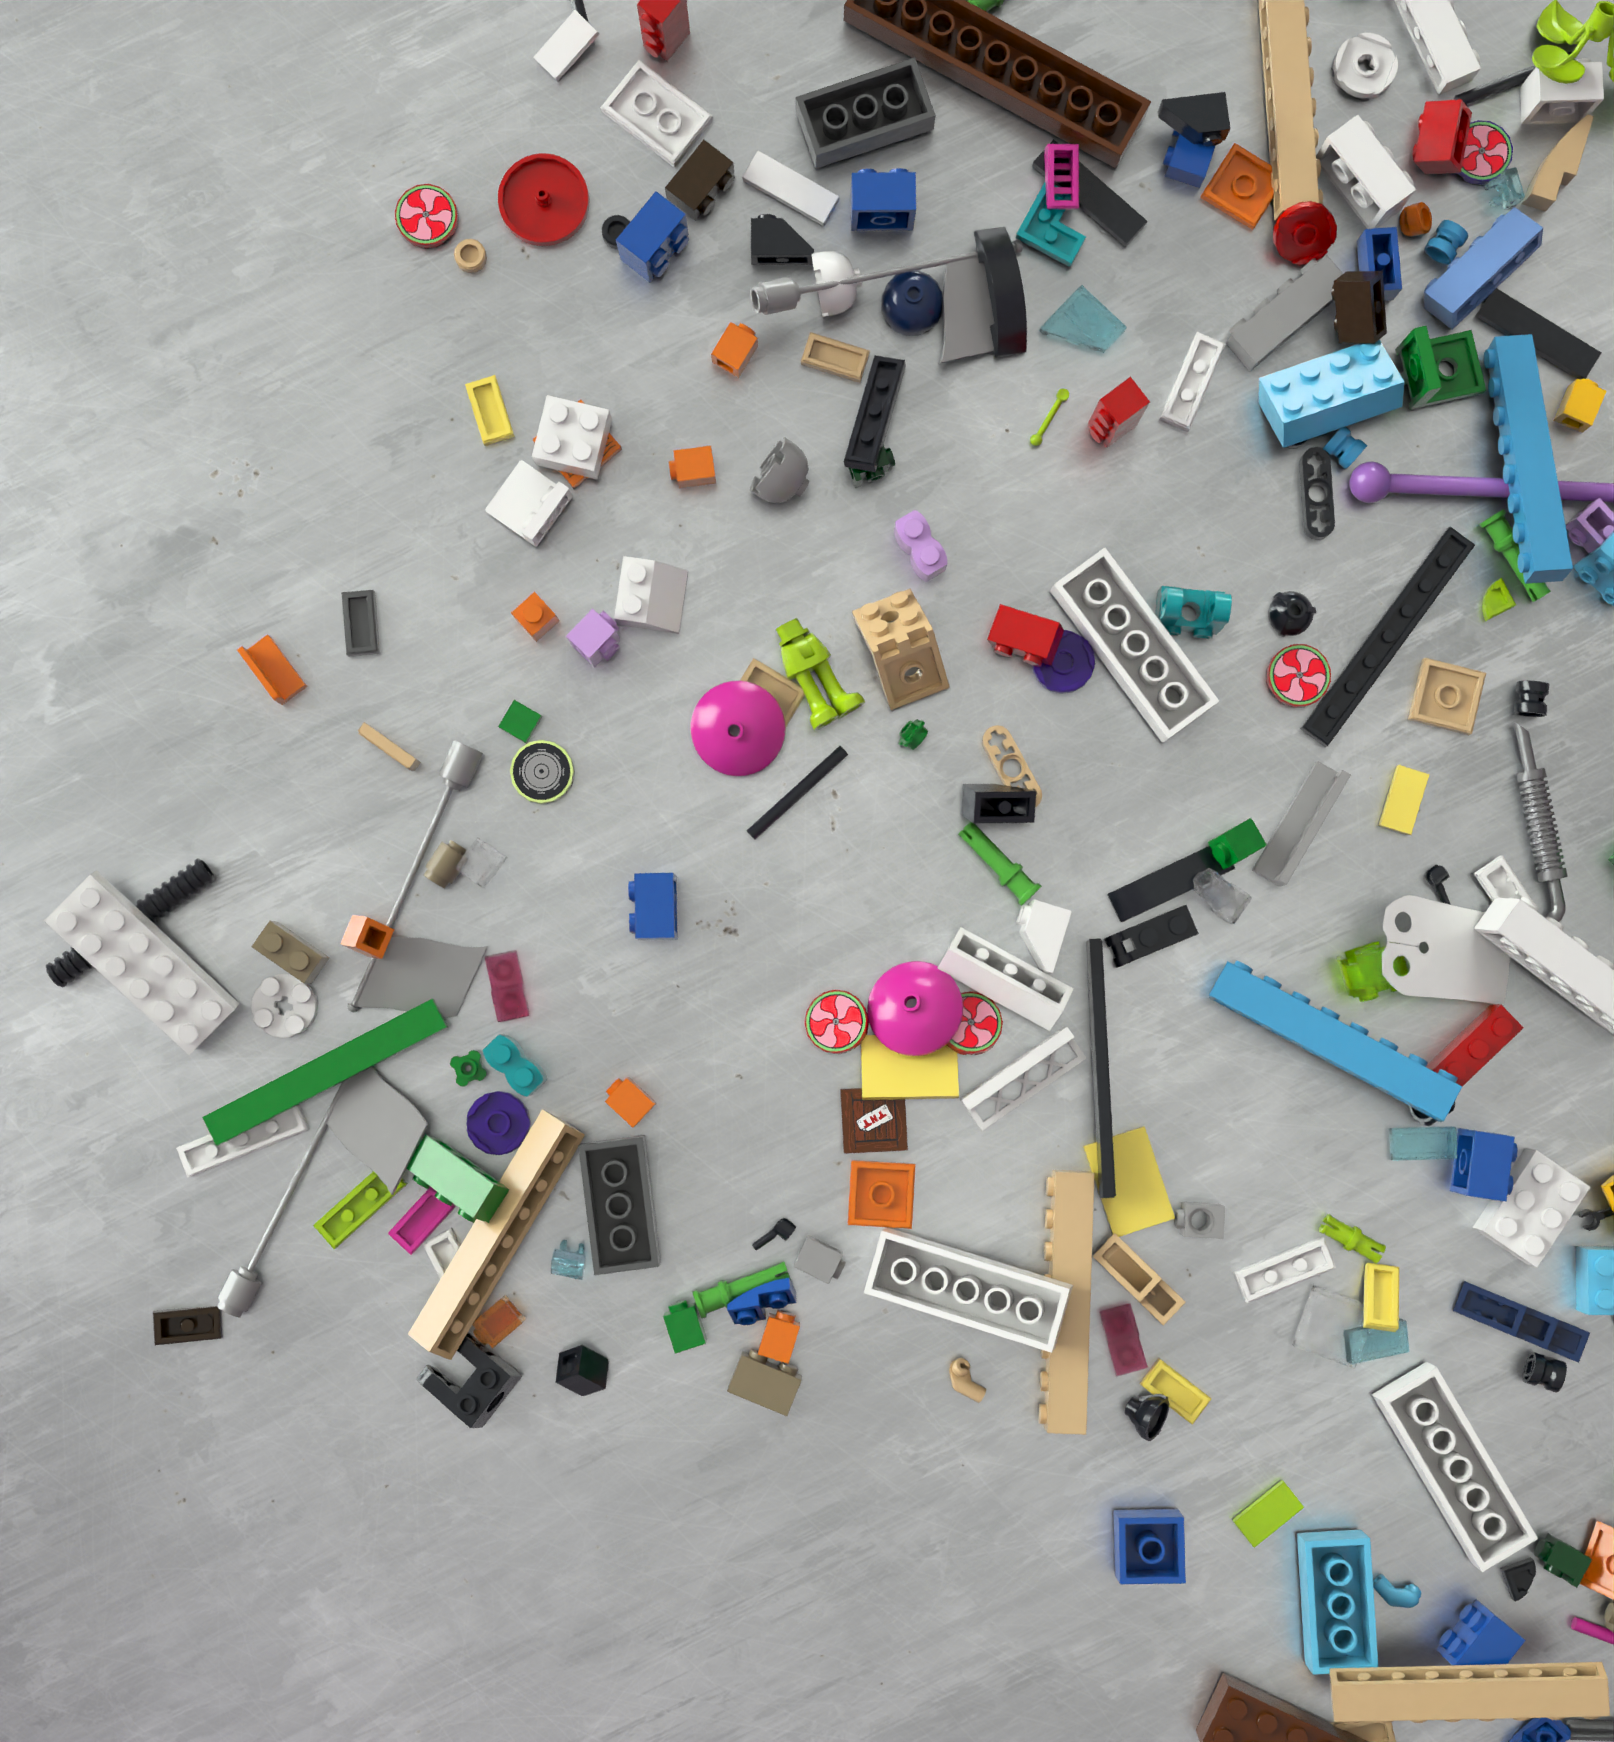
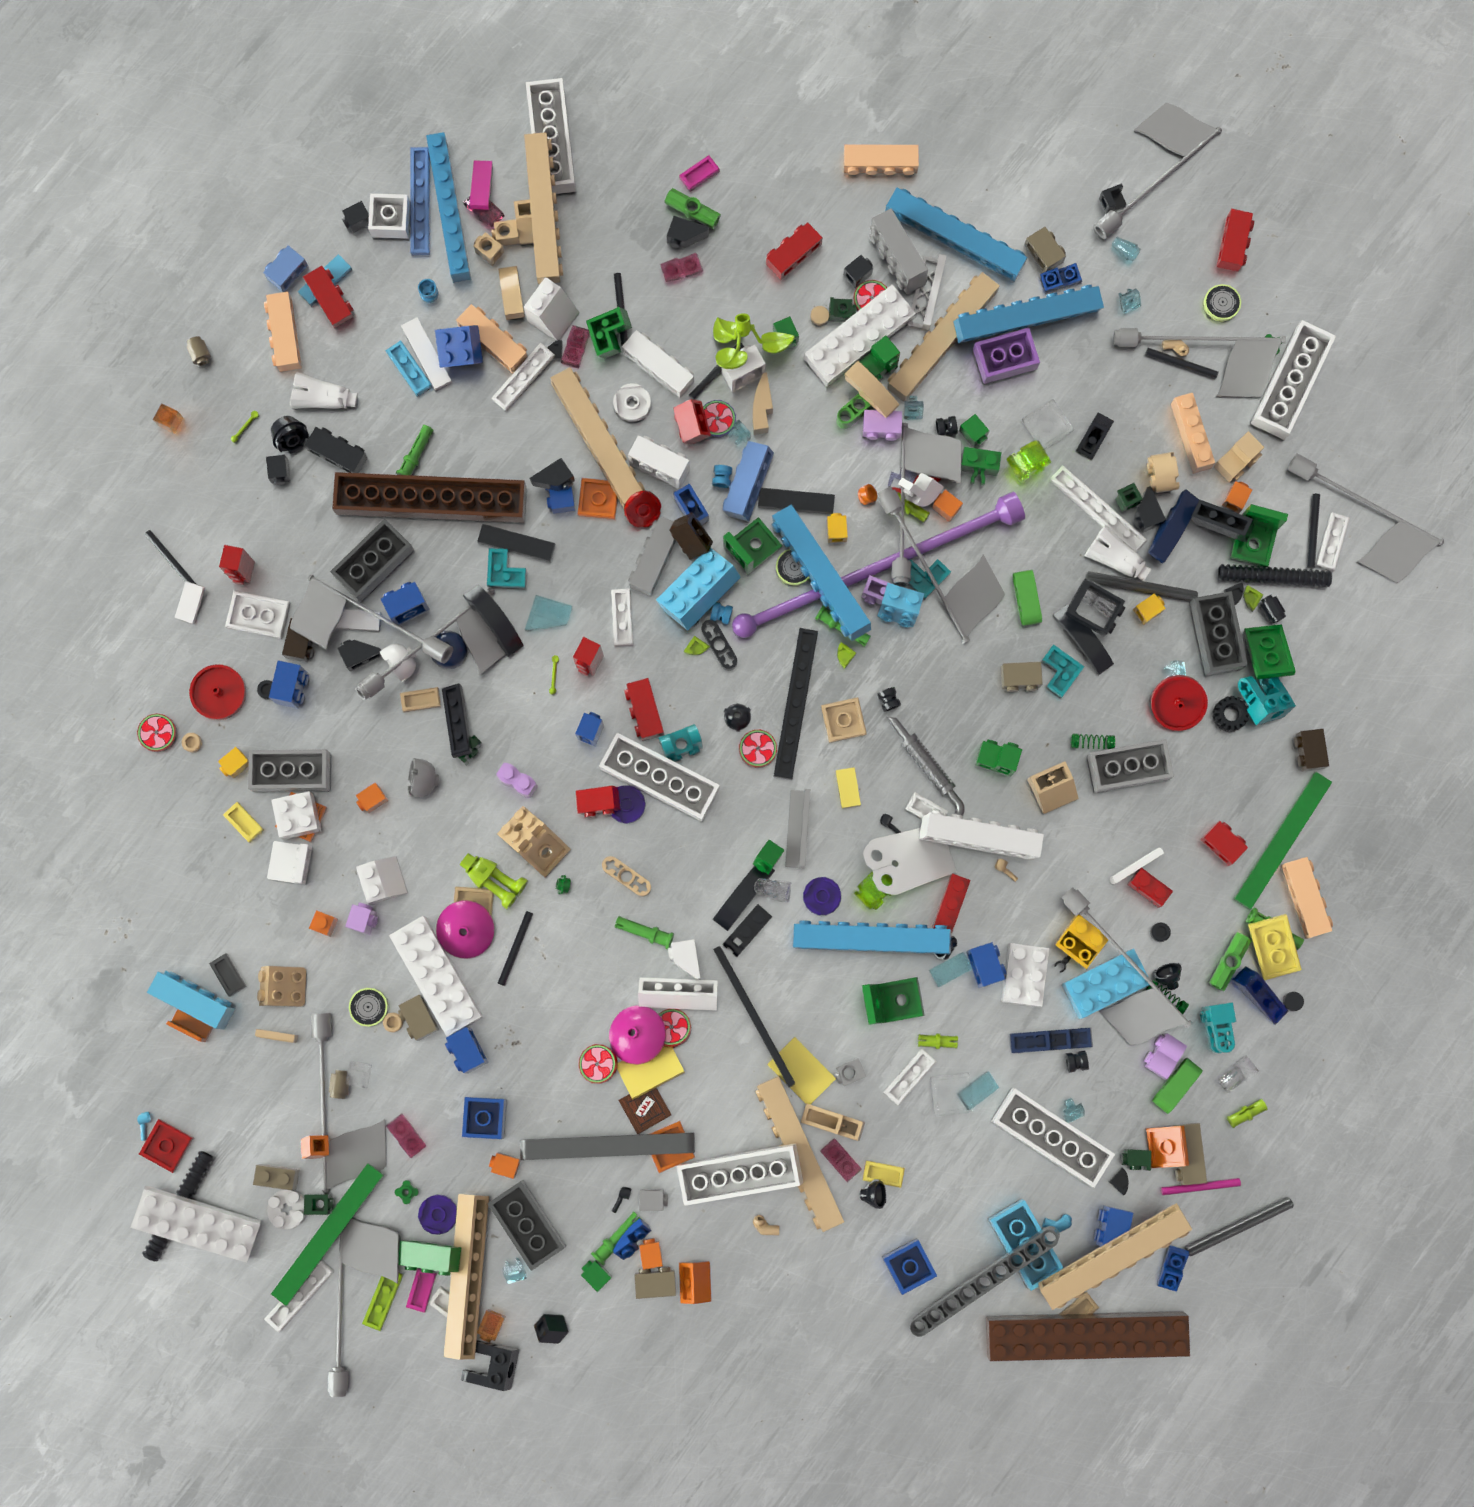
camera: 25 degrees left, 5 degrees down
(138, 772) = (142, 1119): none -> medium azure hand
(154, 827) = (166, 1145): none -> red tile
(186, 1325) = (317, 1416): dark brown slope -> none
(290, 635) = (193, 1001): none -> medium azure brick
(321, 1020) = (311, 1204): none -> dark green brick
(431, 678) = (281, 986): none -> tan bracket
(509, 1058) = (436, 1179): teal brick -> none
(517, 315) = (233, 763): none -> yellow brick
(520, 721) = (342, 985): green tile -> none
(567, 812) = (392, 1022): none -> tan tile
(593, 366) = (289, 770): none -> light grey brick
(606, 823) = (418, 1018): none -> dark tan brick
(632, 1018) = (484, 1118): none -> blue brick
(662, 775) = (436, 976): none -> white brick
(735, 348) = (363, 722): orange brick -> none
(759, 150) = (323, 609): none -> light grey flag
(792, 1149) = (607, 1146): none -> dark grey beam
(822, 1409) = (695, 1282): none -> orange panel
(998, 804) = (627, 900): black slope -> none
(1017, 1068) = (709, 1039): white fence -> none
(1062, 151) = (489, 529): dark pink slope -> none
(1066, 522) = (590, 728): none -> blue brick
(1159, 534) = (644, 709): none -> red brick
(1265, 1616) = (979, 1289): none -> dark grey beam
(1268, 1513) = (966, 1215): lime tile -> none
(1281, 479) = (696, 647): none -> lime tile
(1286, 940) = (822, 896): none -> dark purple tile
(1301, 1145) = (882, 1001): none -> green bracket
(1381, 1297) = (968, 1065): light yellow tile -> none
(1418, 219) = (700, 471): orange tile -> none
(1477, 433) = (788, 570): none -> tile
(1501, 1440) = (1072, 1111): none -> clear light blue tile
(1574, 1028) = (1001, 866): none -> tan hand

